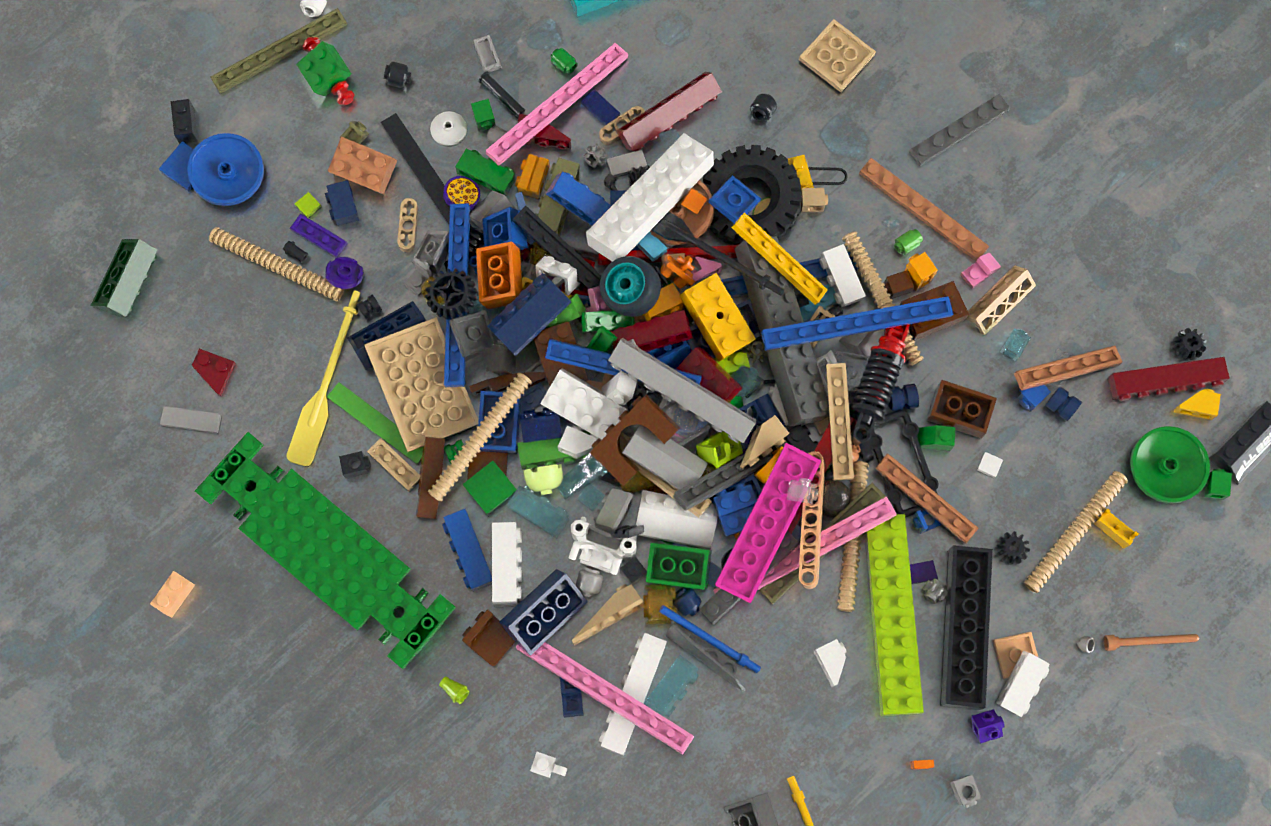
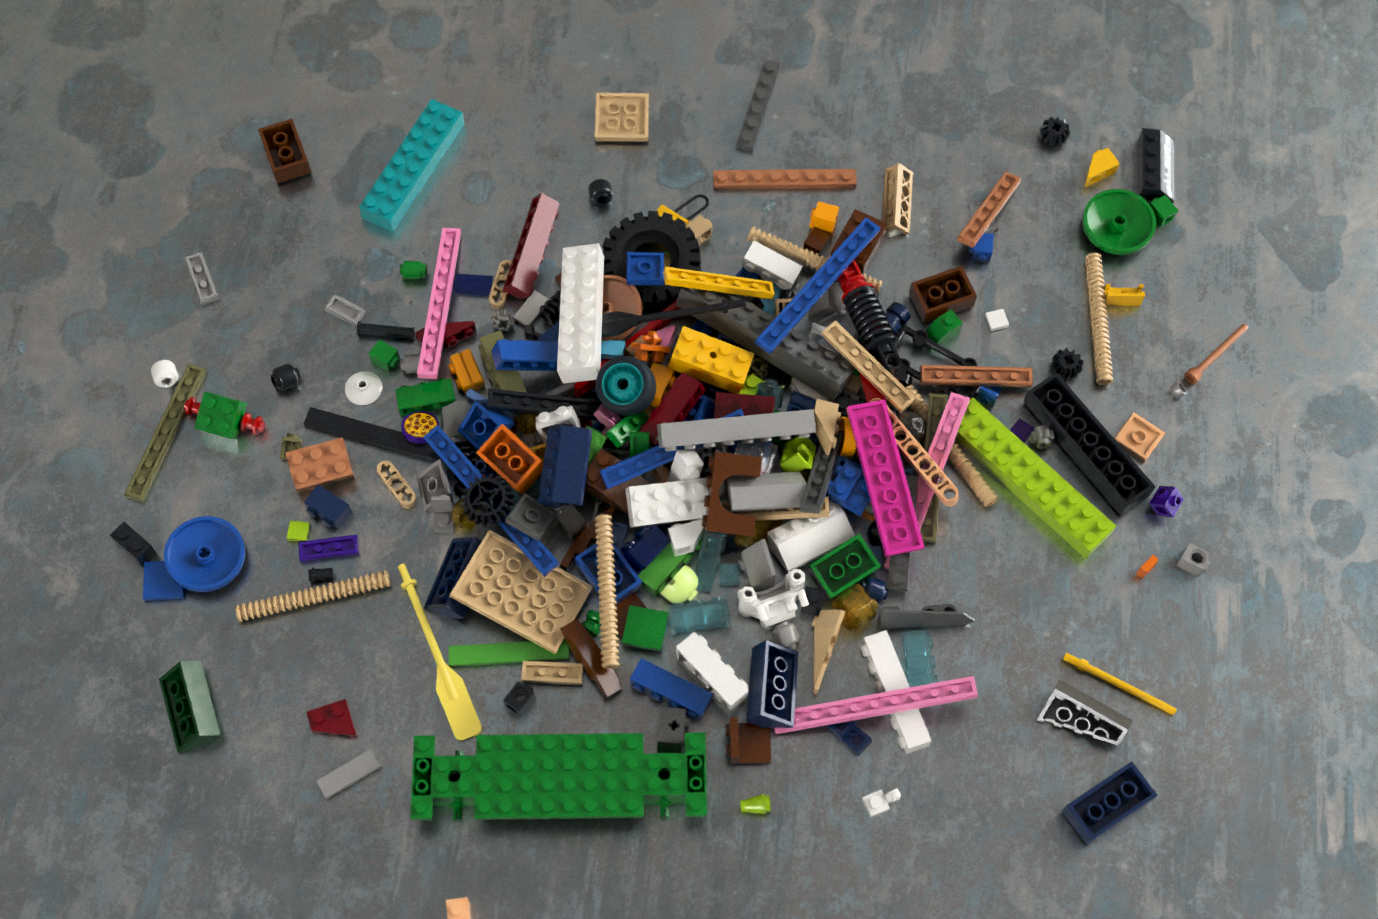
camera: 40 degrees left, 10 degrees down
(344, 273) = (377, 558): dark purple tile -> none
(365, 309) = (422, 568): black wheel -> none
(446, 573) = (671, 730): none -> dark grey brick
(627, 531) = (786, 569): black tile -> none
(694, 200) = (614, 291): orange tile -> none
(741, 658) = (951, 598): blue bar -> none
(802, 491) = (891, 431): clear brick -> none
(832, 660) = (1017, 547): white slope -> none
(908, 241) = (795, 208): bright green brick -> none
(980, 270) = (864, 191): bright pink slope -> none
(1015, 344) = (937, 222): clear light blue brick -> none
(1023, 683) = (1162, 451): white brick -> none
(1063, 403) = (1009, 236): dark blue wheel -> none
(1168, 378) = (1062, 166): dark red brick -> none

